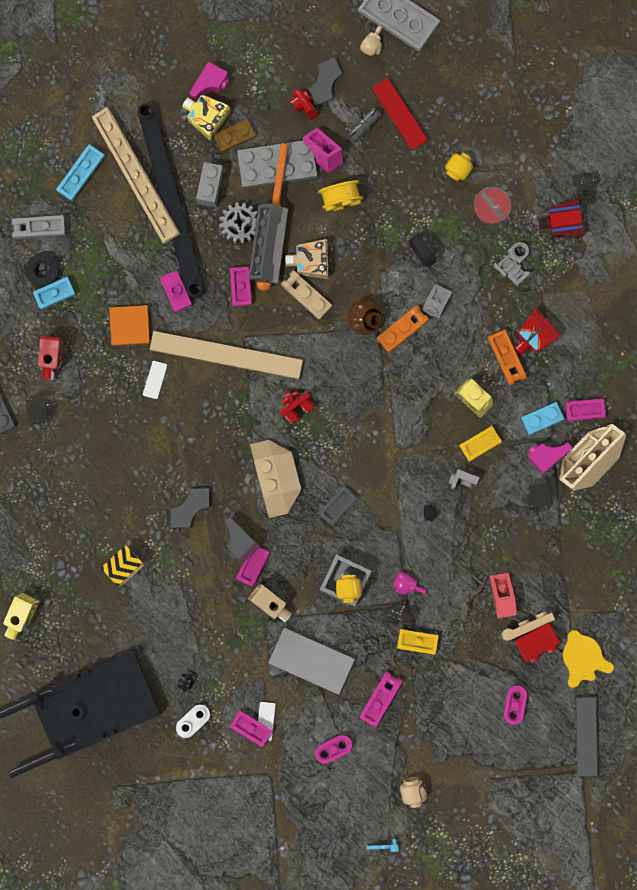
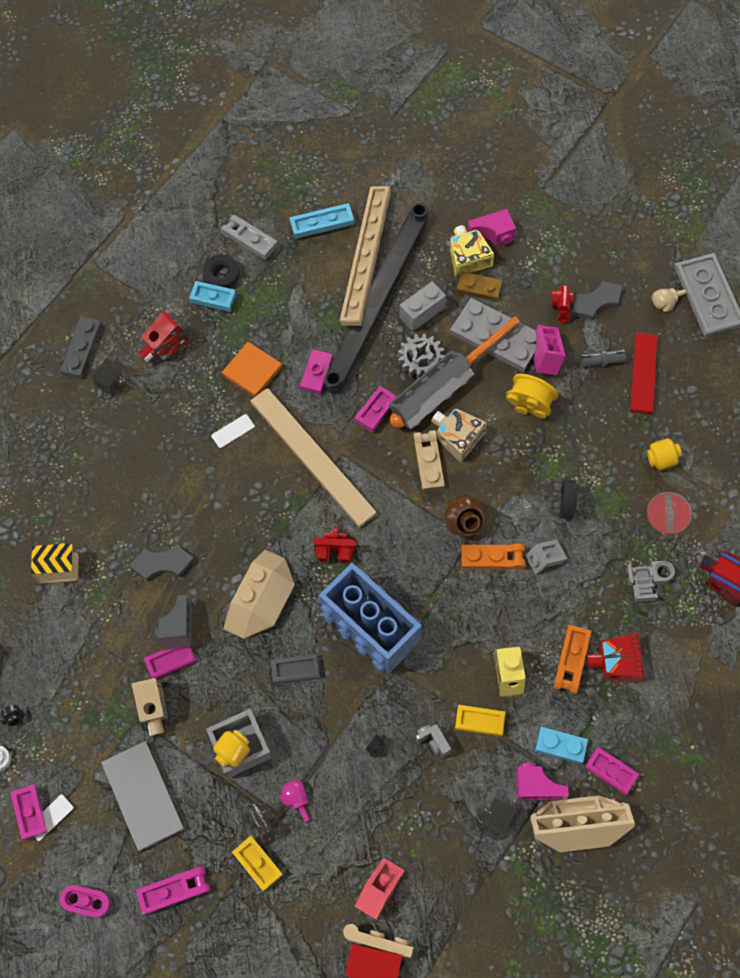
camera: 35 degrees right, 15 degrees down
(362, 436) = (370, 618): none -> medium blue brick

